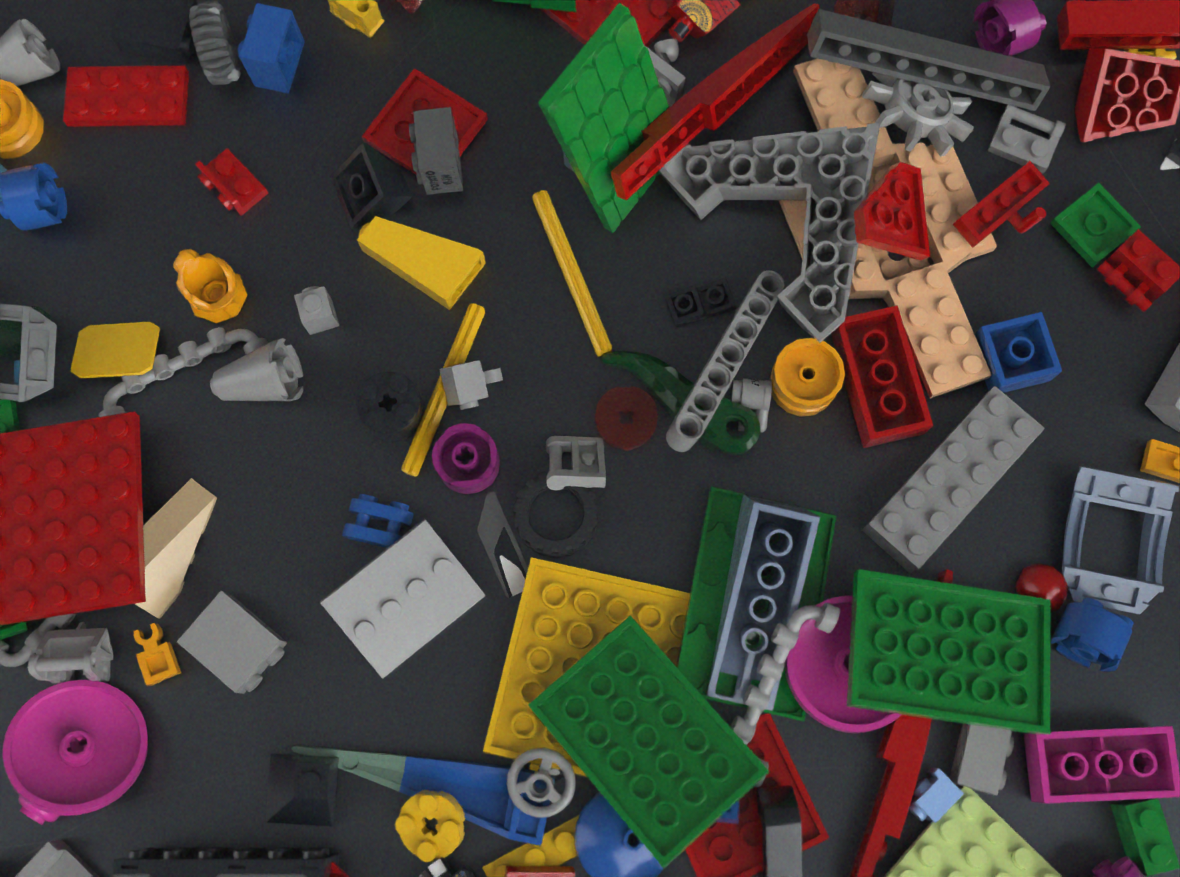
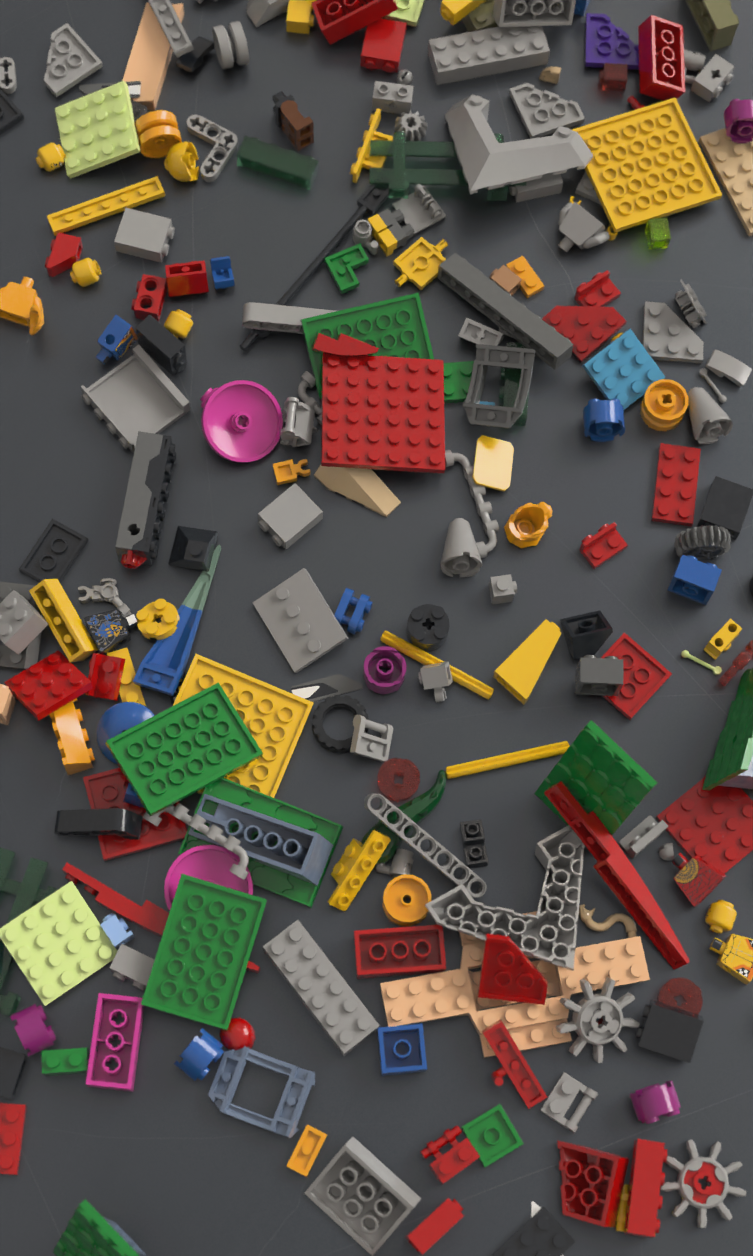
camera: 90 degrees right, 5 degrees down
(399, 18) = (716, 670): none -> yellowish green hinge
(539, 795) = (166, 674): light grey piece -> none
(772, 456) = (355, 868): none -> yellow bracket
(774, 88) = (586, 917): none -> tan animal
(927, 60) = (627, 1028): dark grey brick -> none

